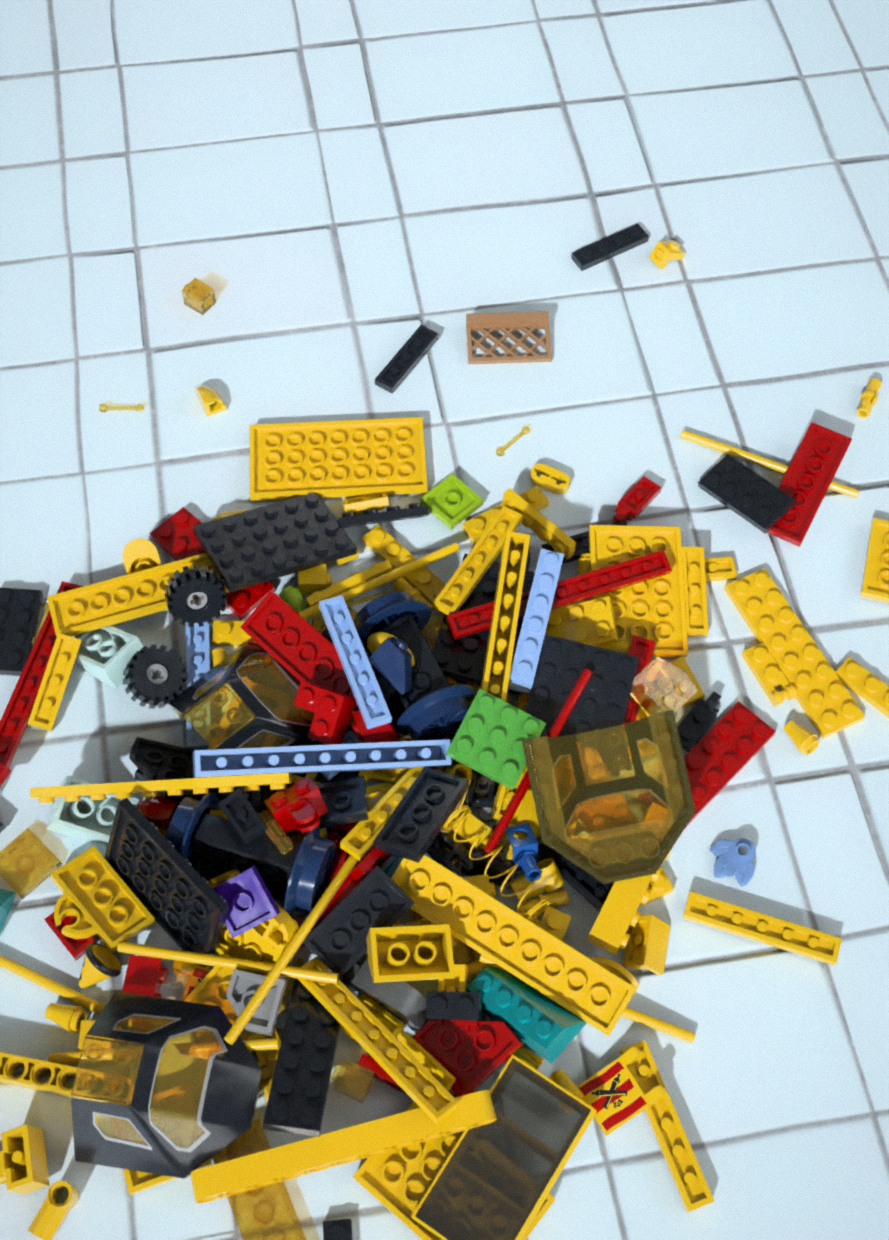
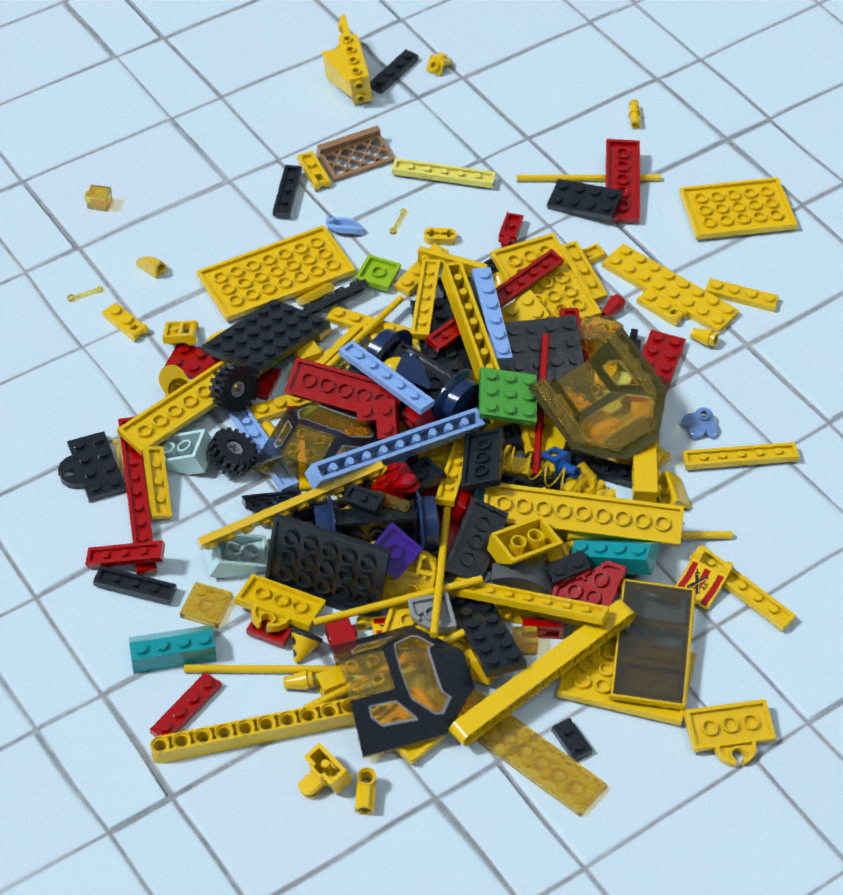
camera: 25 degrees left, 10 degrees down
(142, 459) = (125, 321): none -> yellow plate
(184, 491) = (175, 333): none -> yellow plate
(446, 425) = (344, 225): none -> light blue arm
(450, 341) = (313, 170): none -> yellow plate
(556, 223) = (347, 66): none -> yellow wedge
(597, 398) = (443, 173): none -> light yellow plate
(707, 651) = (613, 306): none -> red cone

